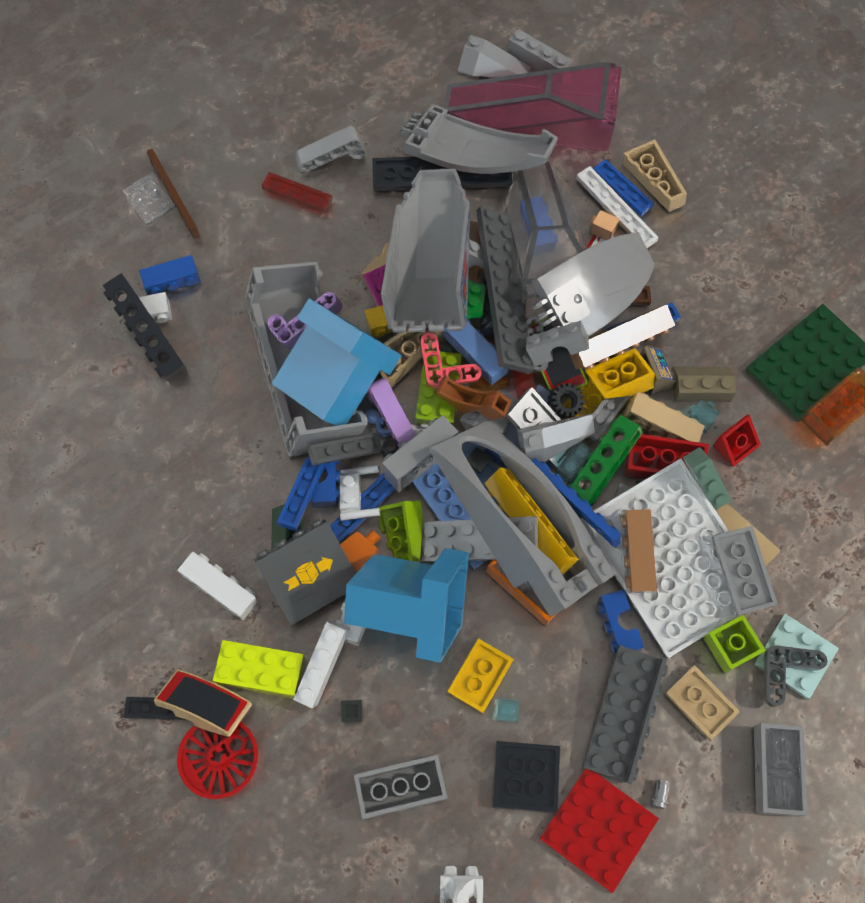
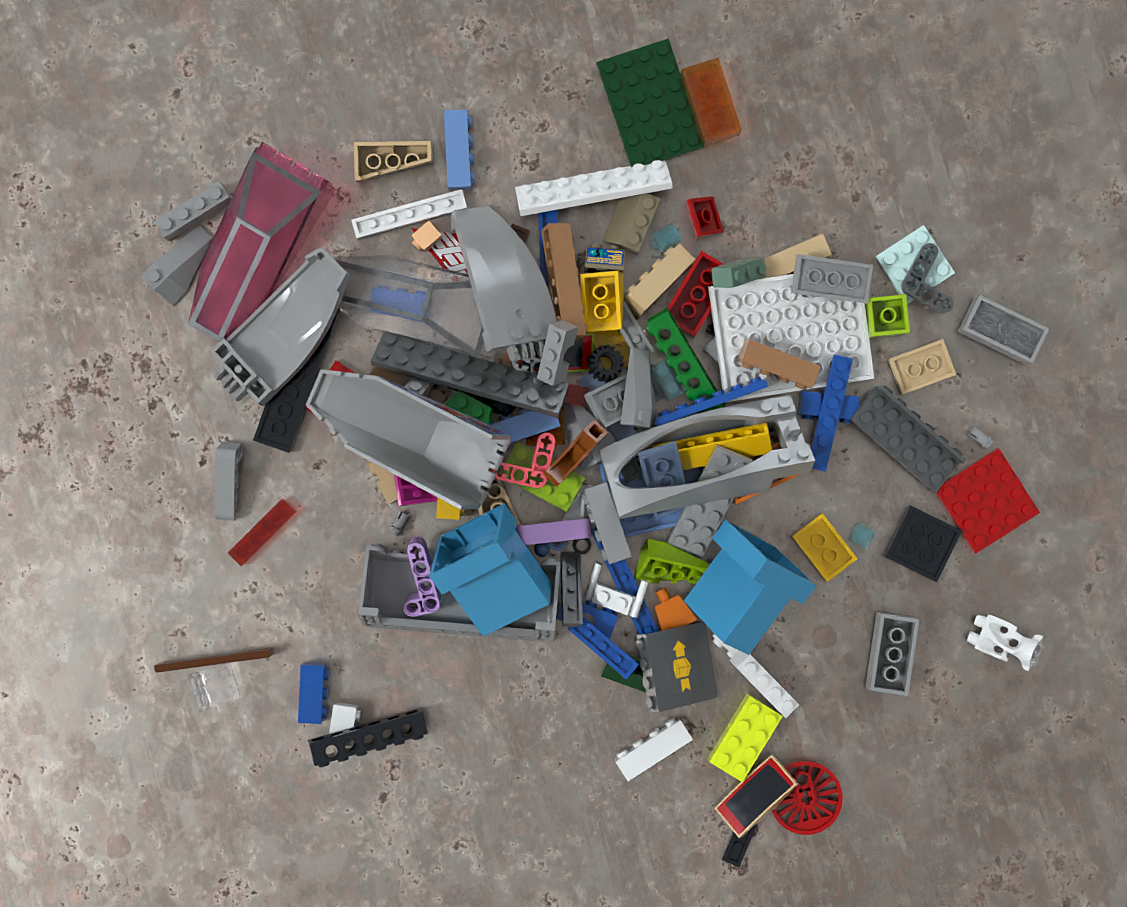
camera: 70 degrees left, 20 degrees up
(347, 292) = (399, 523): none -> light grey pin
(351, 711) = (810, 670): pearl dark grey plate -> none
(496, 475) = (662, 468): none -> sand blue plate
(615, 622) = (830, 410): none -> blue plate
(624, 188) = (388, 196): blue plate -> none
(689, 224) = (458, 150): none -> medium blue brick
(714, 336) = (593, 187): none -> white plate

